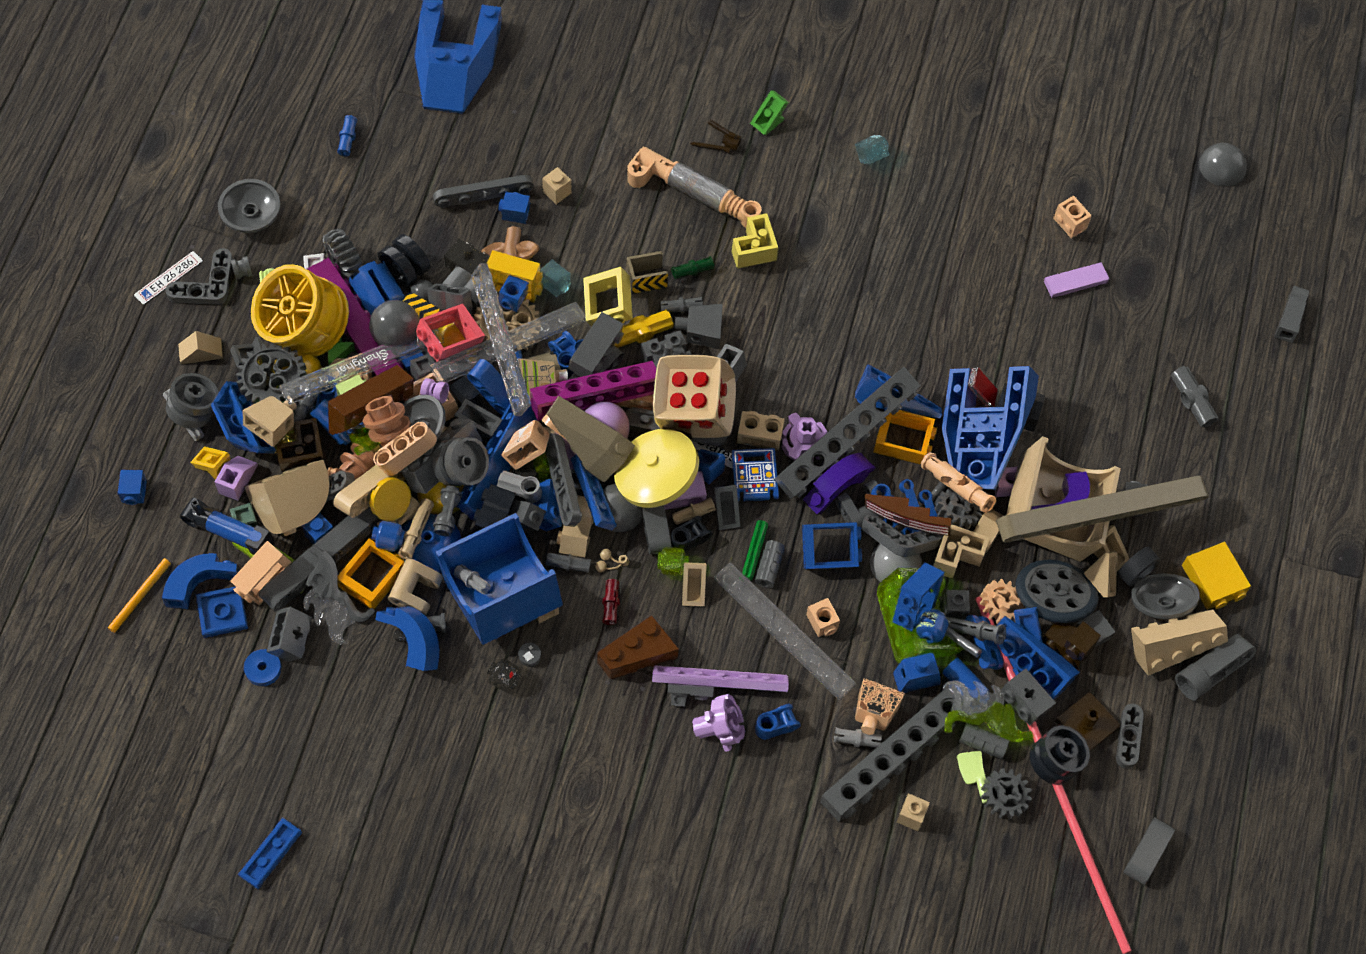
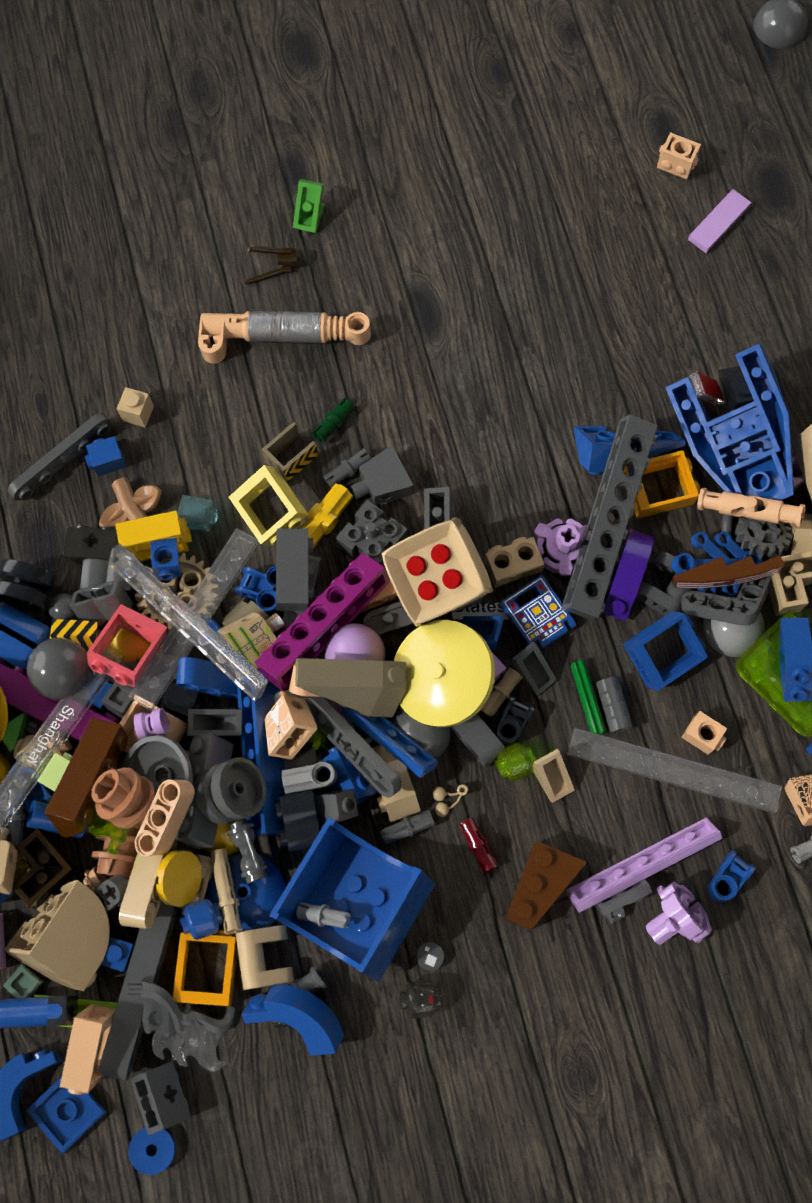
camera: 25 degrees left, 10 degrees up
(758, 245) = (387, 357): light yellow brick -> none
(872, 149) = (436, 190): clear light blue brick -> none

